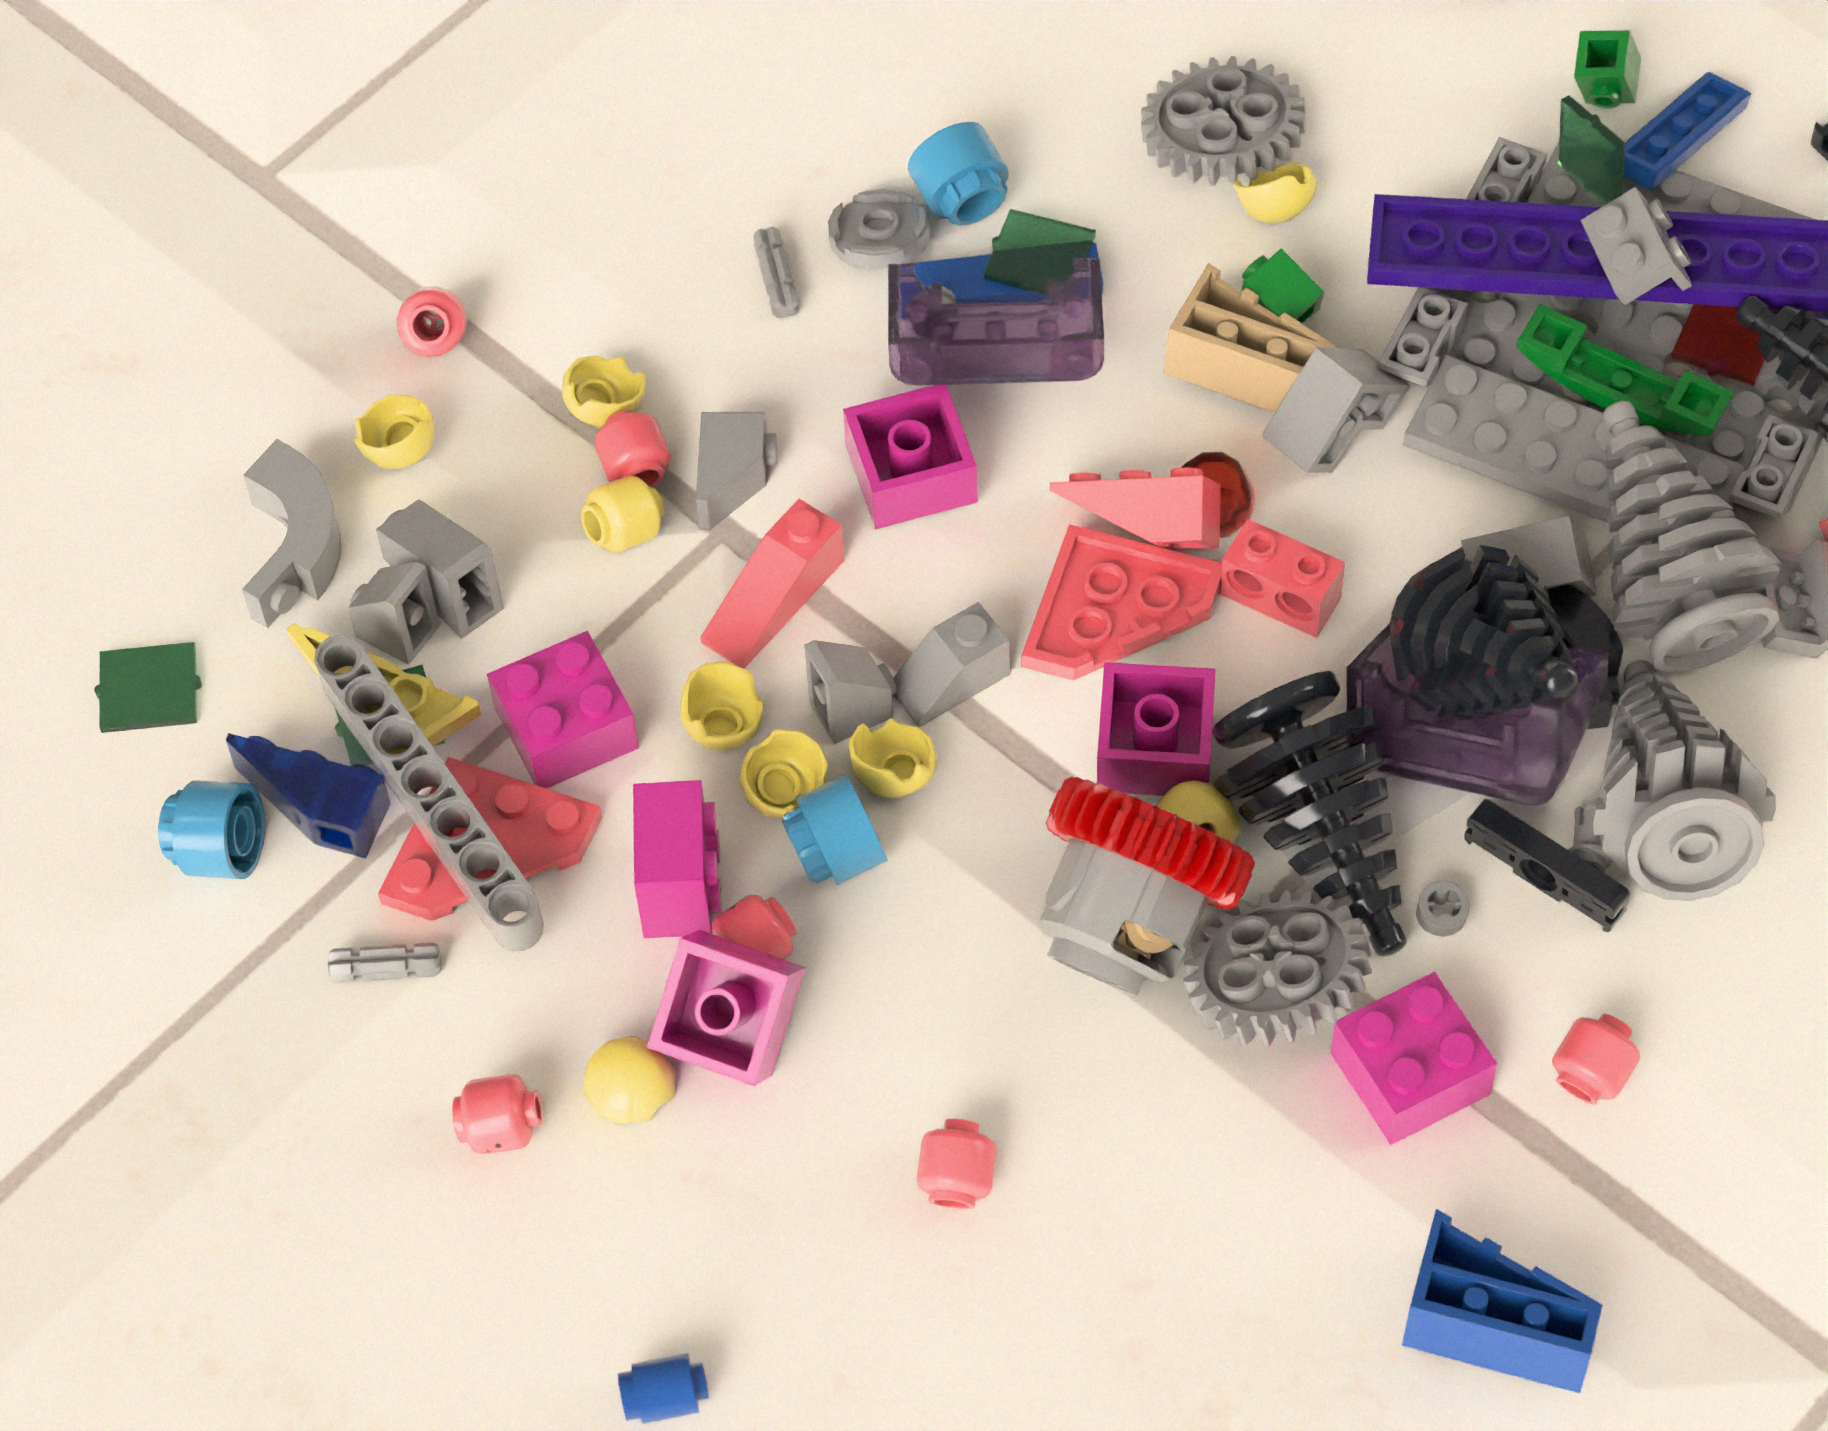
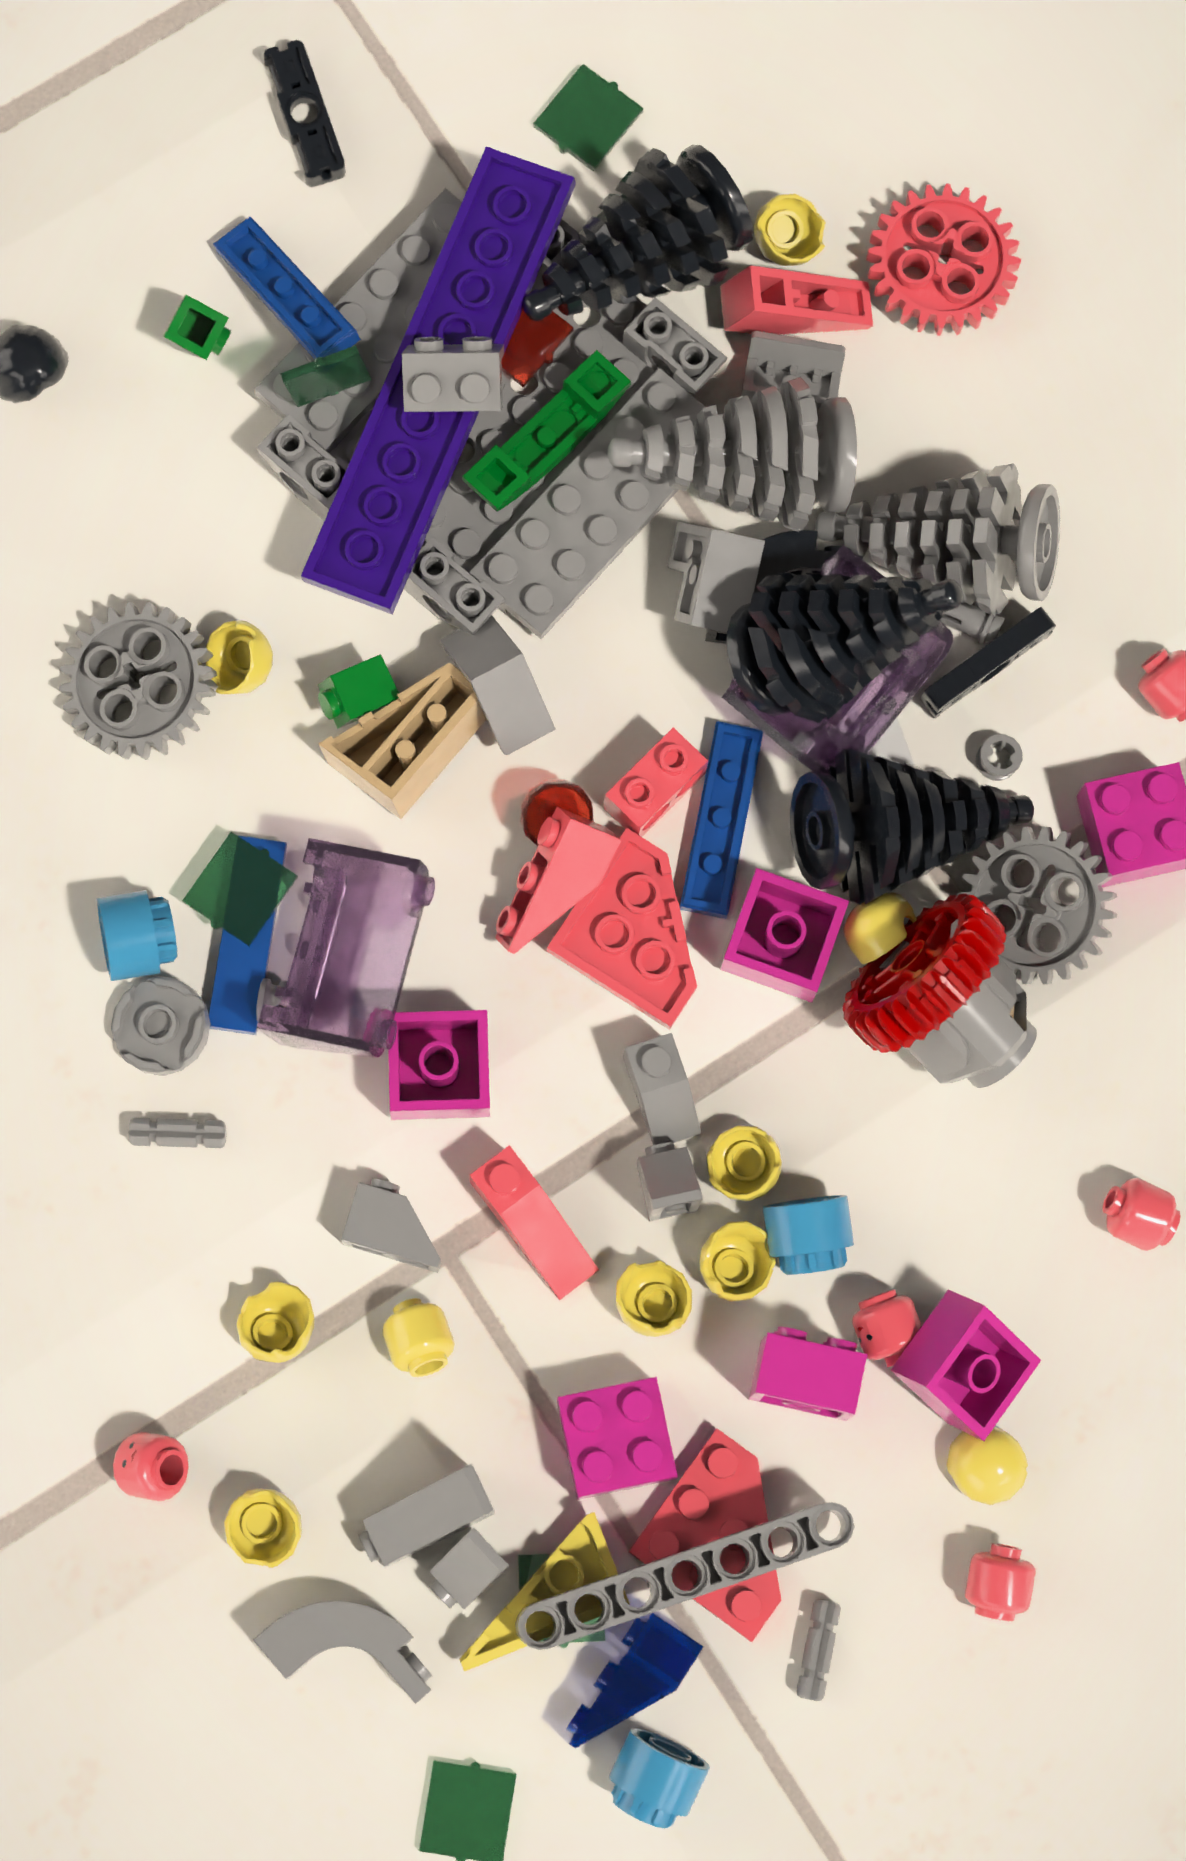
camera: 85 degrees left, 20 degrees up
(632, 446) = (352, 1312): coral head -> none
(1269, 658) = (721, 820): none -> blue tile

